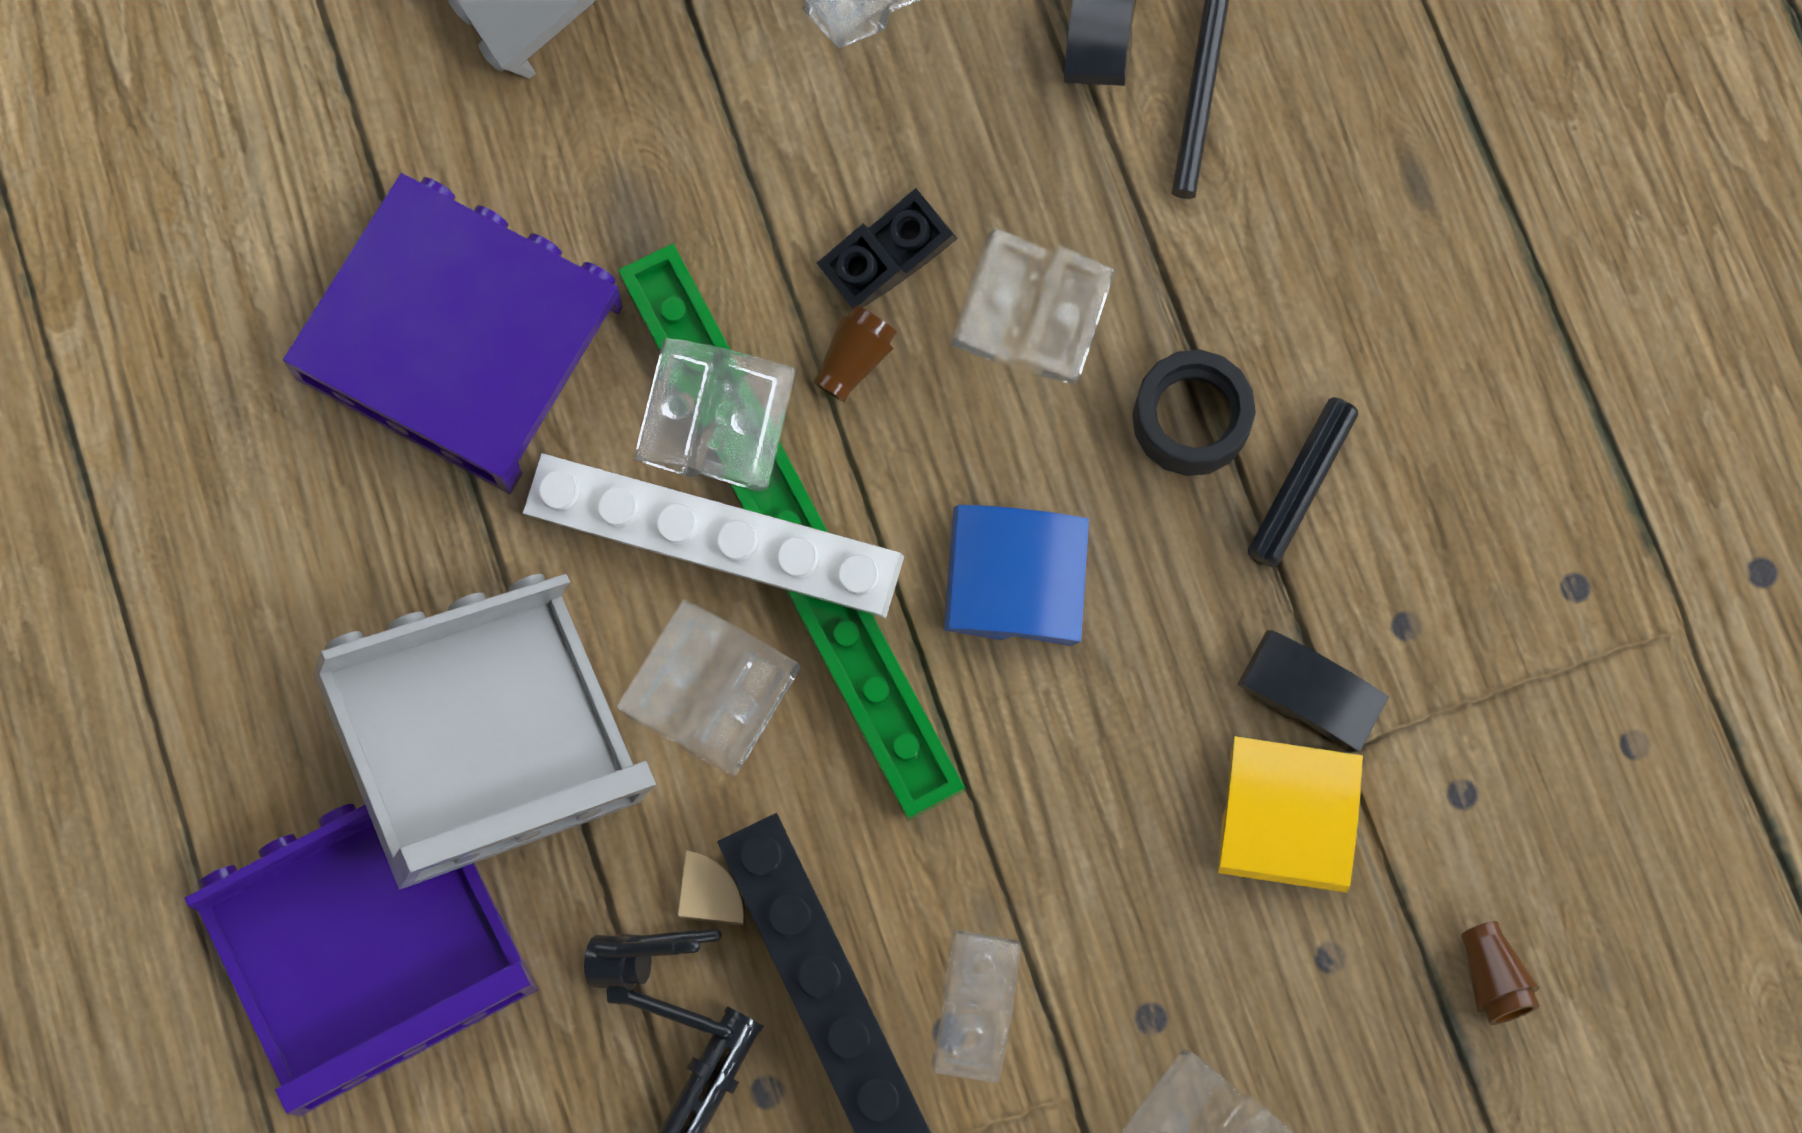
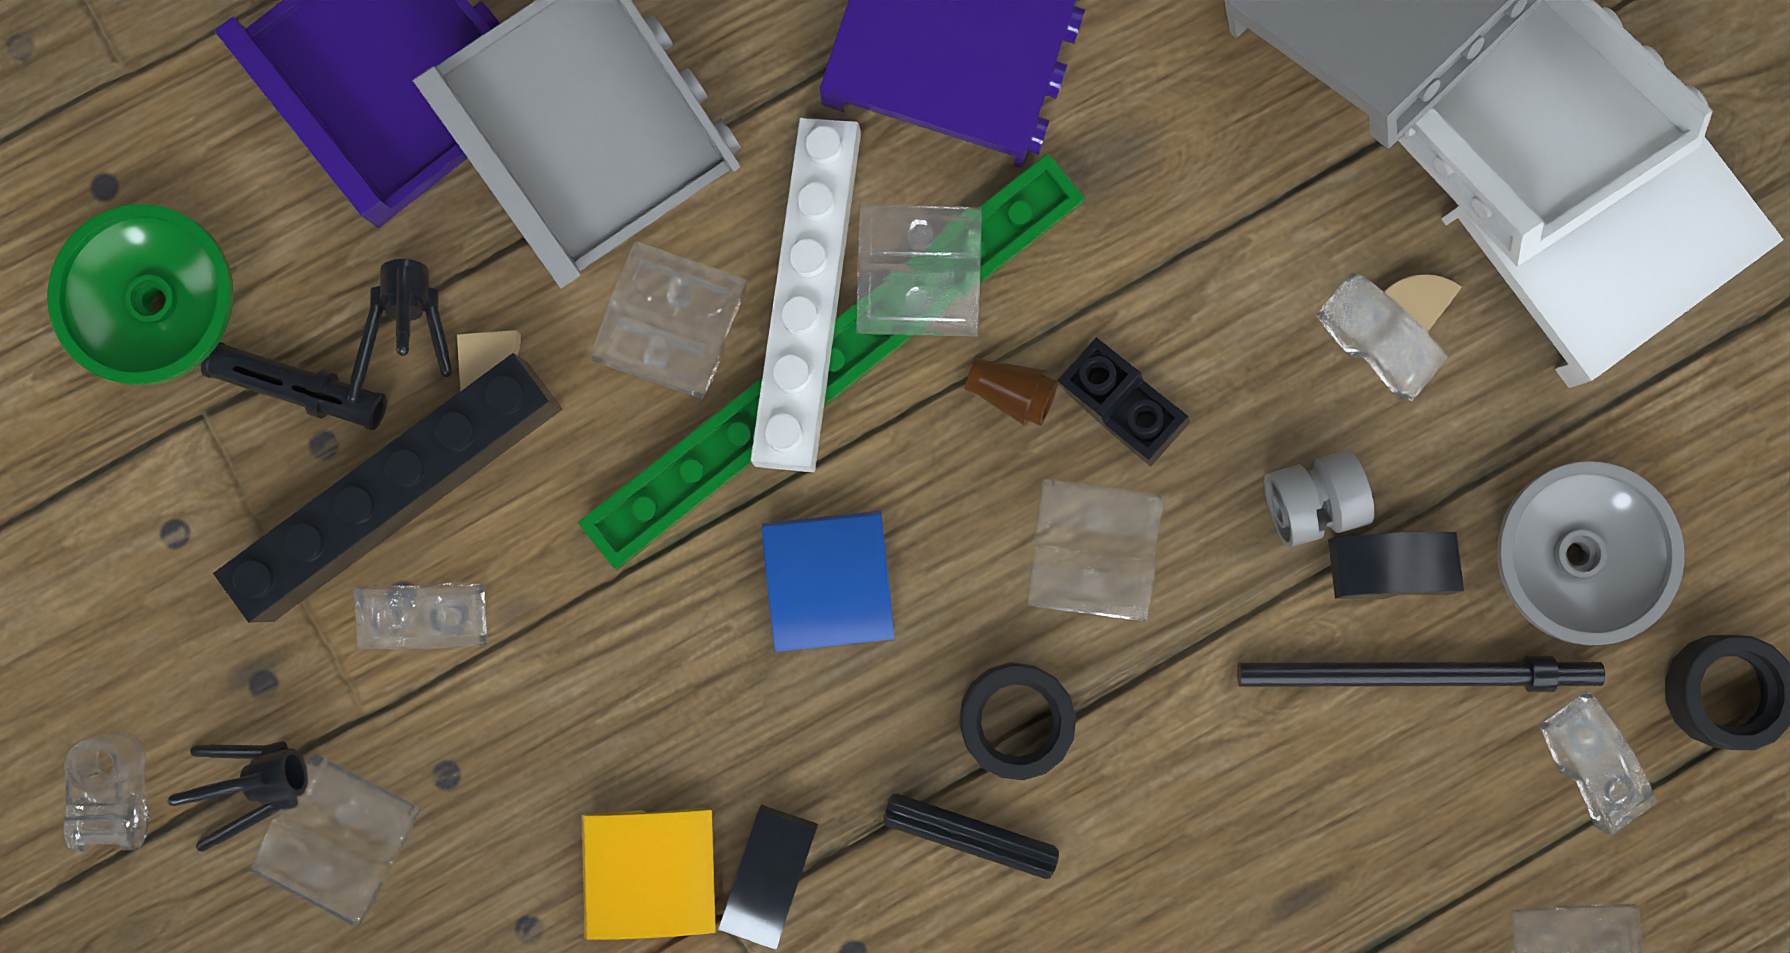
camera: 80 degrees right, 10 degrees up
(1022, 78) = (1326, 496): none -> light grey wheel

